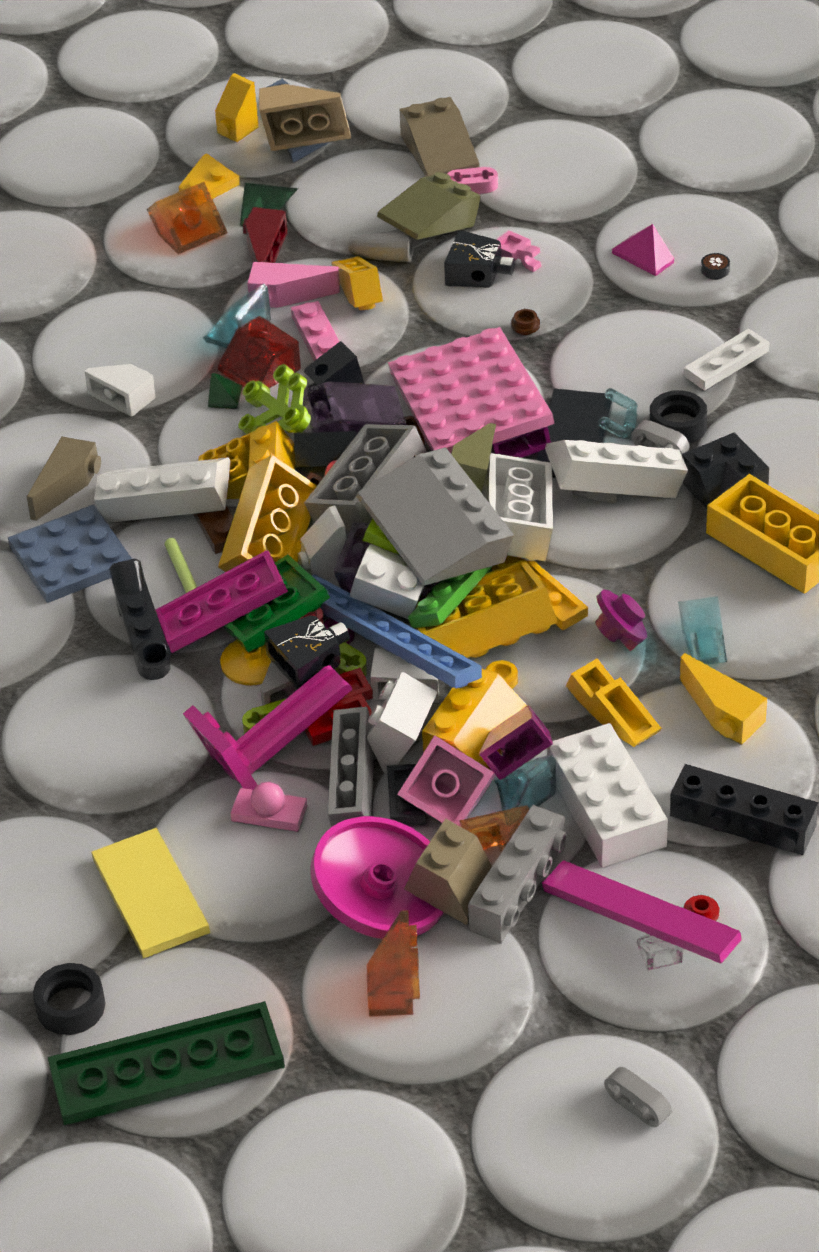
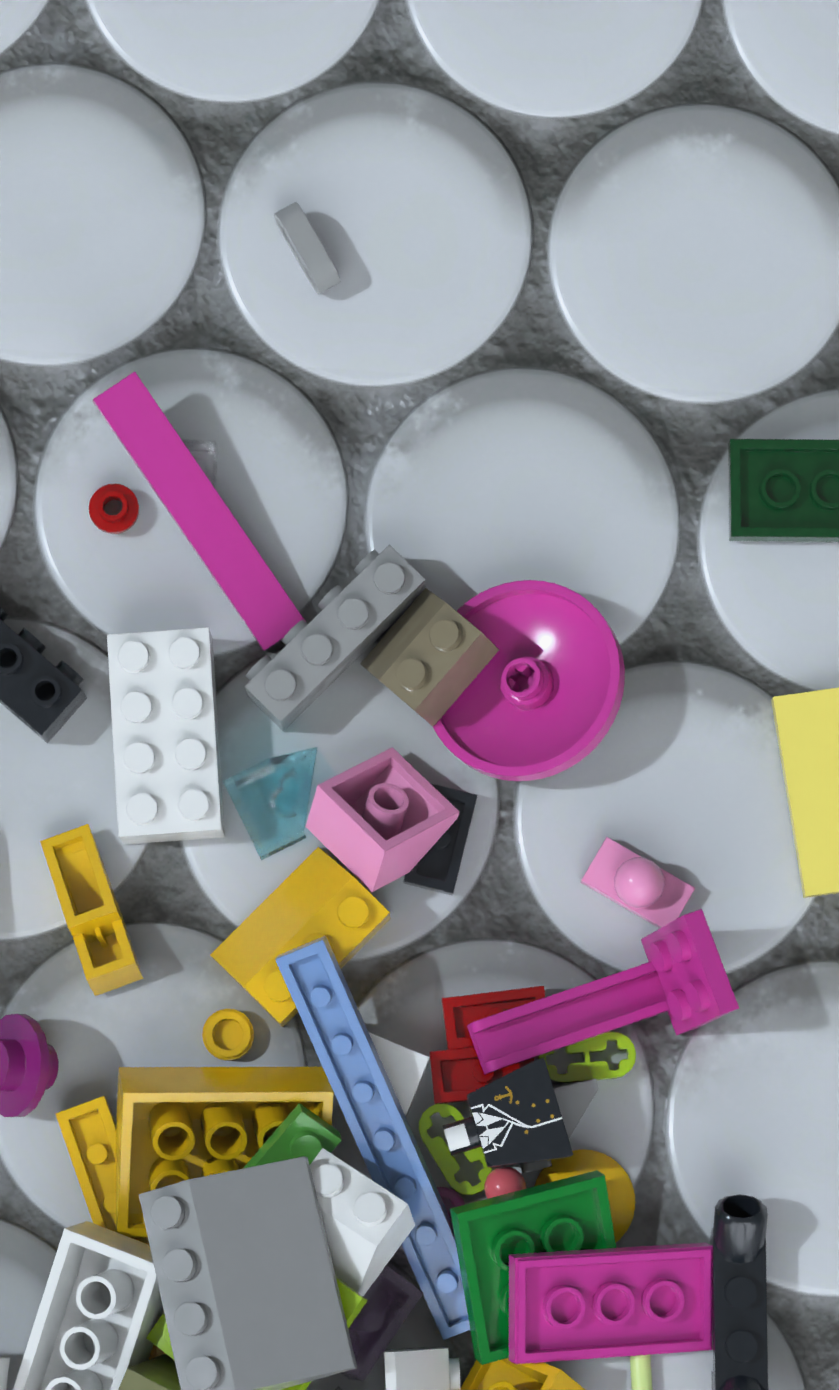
camera: 165 degrees left, 35 degrees up
(350, 766) = (509, 884): light grey brick -> none
(394, 971) = (558, 516): clear orange slope -> none
(399, 718) = (413, 934): white slope -> none
(496, 827) = (322, 724): clear orange slope -> none
(519, 739) = (258, 857): magenta torso -> none

